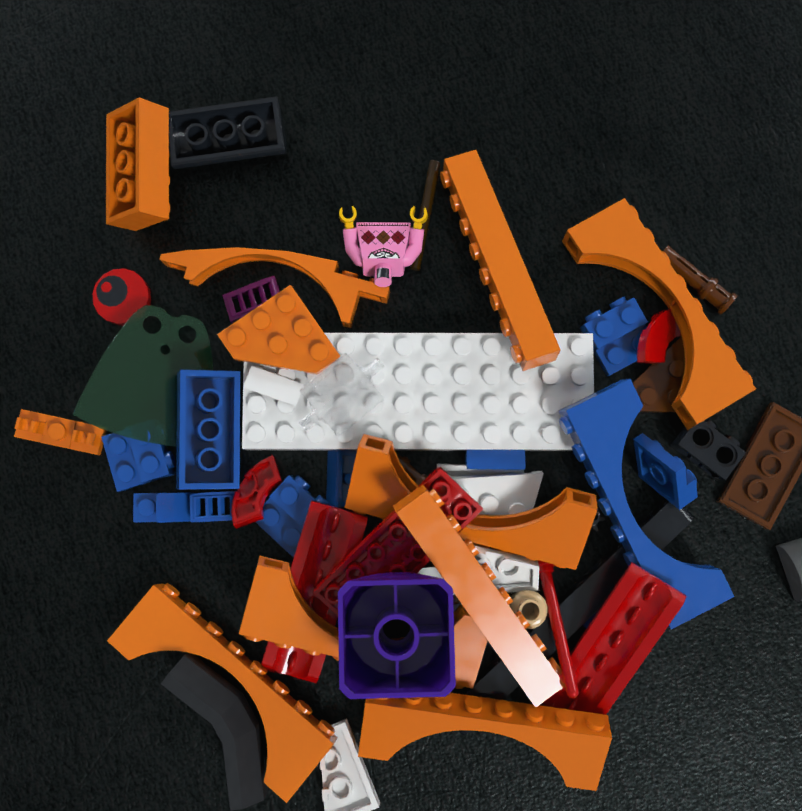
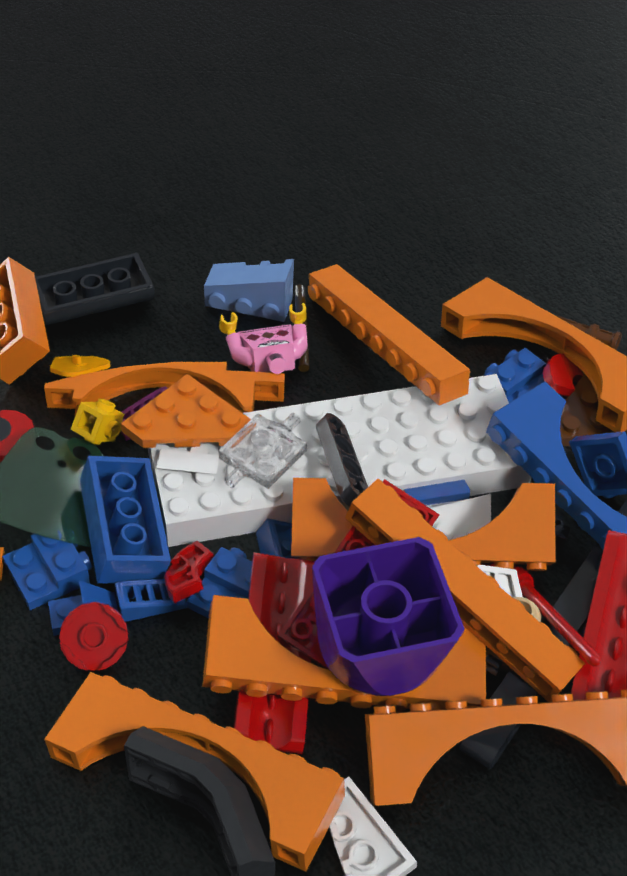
camera: 15 degrees left, 35 degrees down
(163, 544) = (93, 636): none -> red tile
(195, 220) = (77, 365): none -> light orange piece
(204, 307) = (98, 421): none -> yellow brick
(382, 163) = (251, 289): none -> medium blue wedge
(407, 426) = (341, 458): none -> black beam

